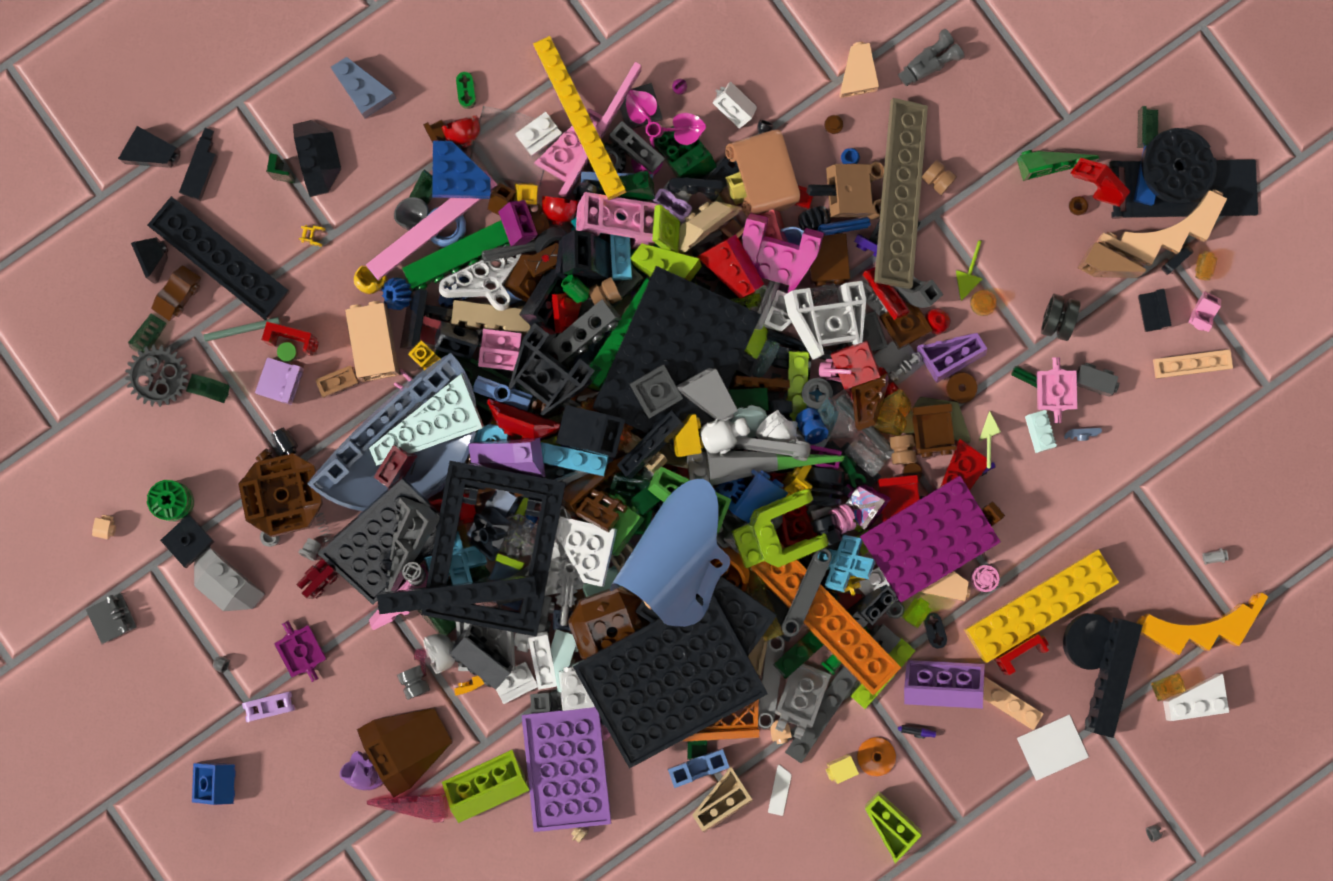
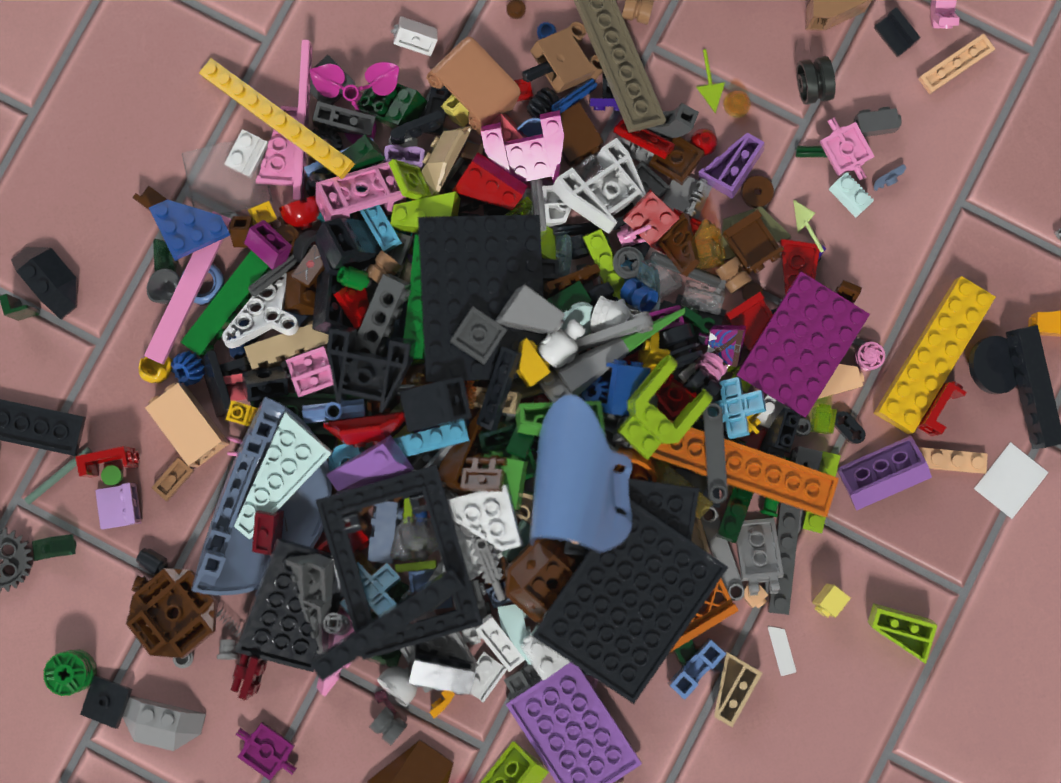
camera: 25 degrees left, 0 degrees up
(104, 527) = (19, 729): light nougat plate -> none
(305, 228) = (79, 347): yellow piece -> none
(362, 88) = (60, 193): sand blue wedge -> none
(461, 90) = (161, 144): green beam -> none
(462, 131) = (173, 186): red cylinder -> none
(489, 532) = (388, 548): black slope -> none
(682, 89) = (358, 47): magenta hinge -> none
(764, 126) = (452, 42): black hinge -> none
(866, 754) = (844, 572): orange dish -> none
(917, 732) = (881, 530): piece -> none

